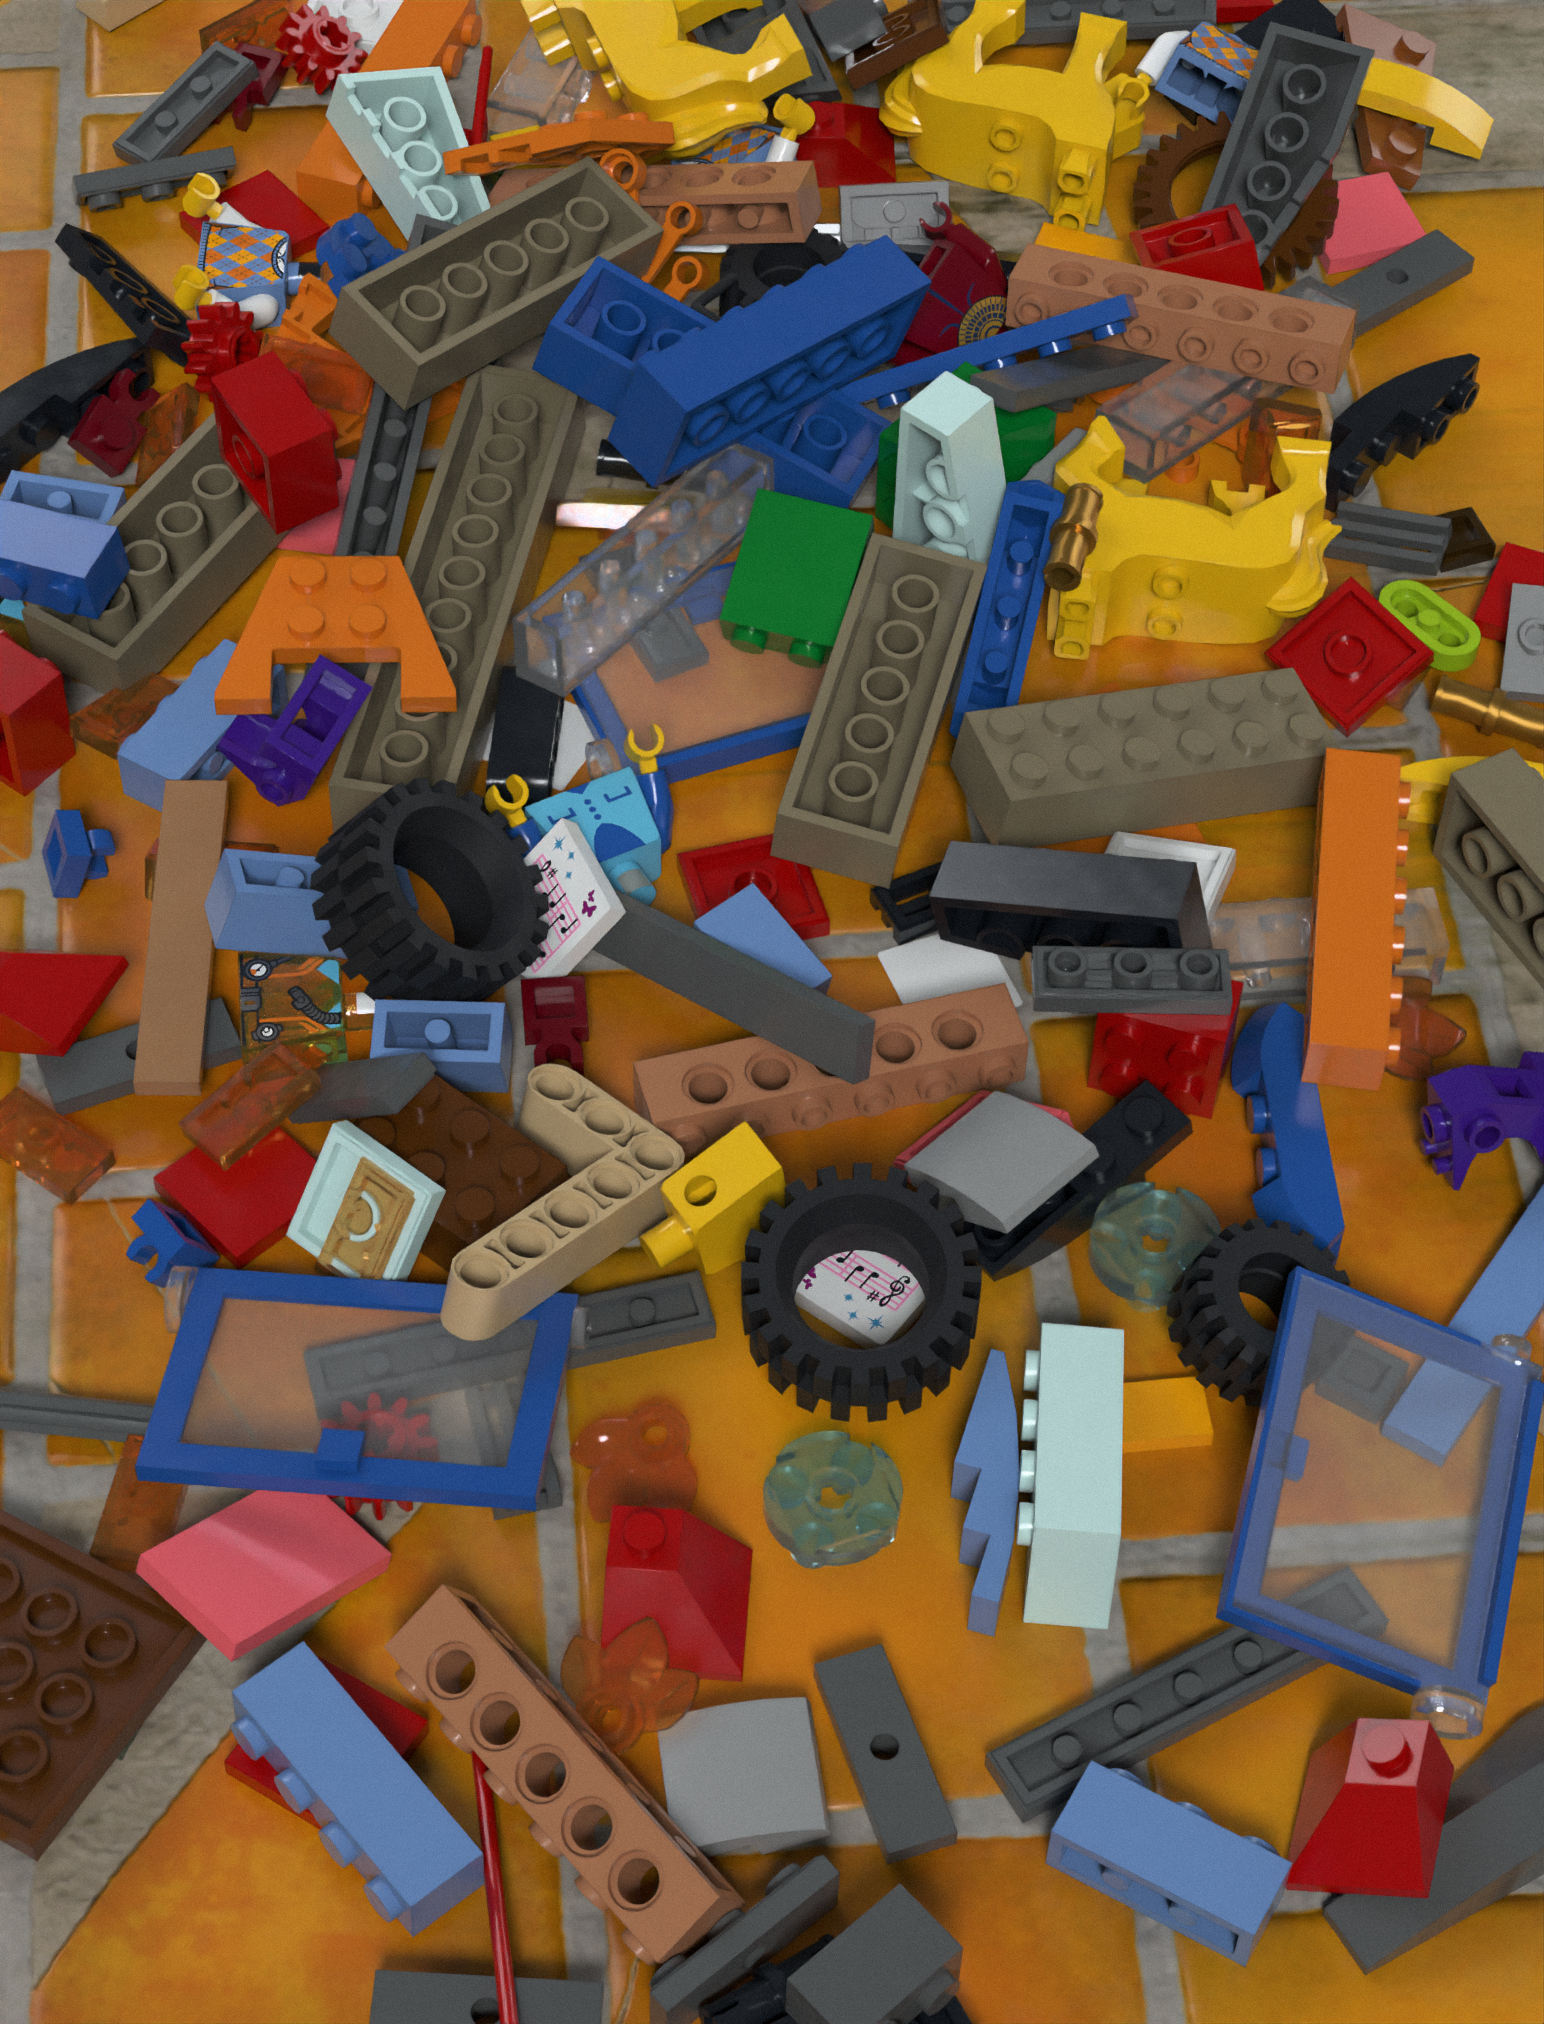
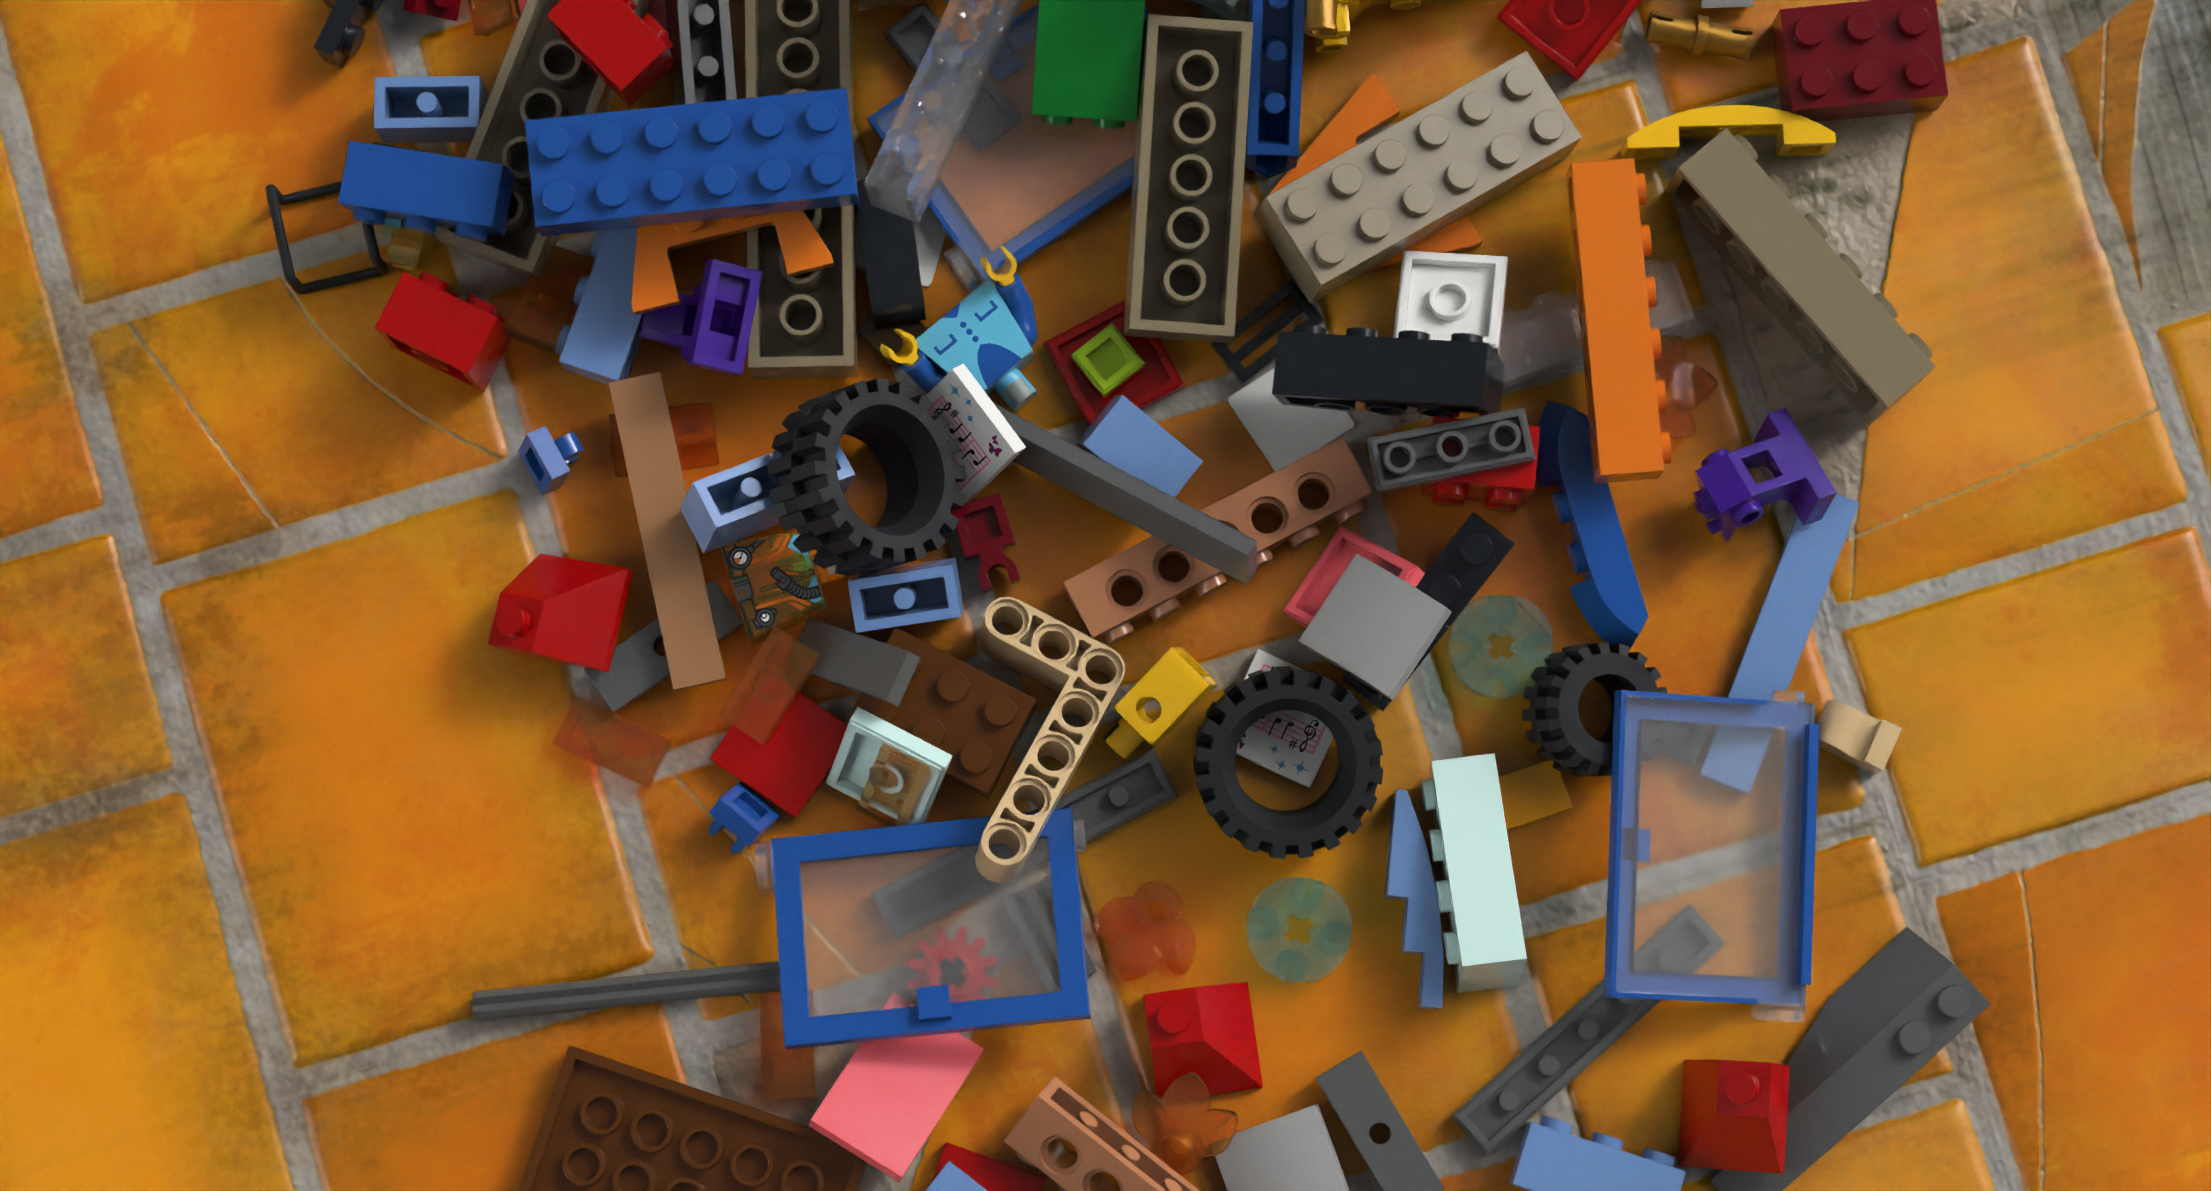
camera: 10 degrees left, 30 degrees up
(325, 554) = (691, 162): none -> blue brick
(743, 865) = (1108, 360): none -> lime tile

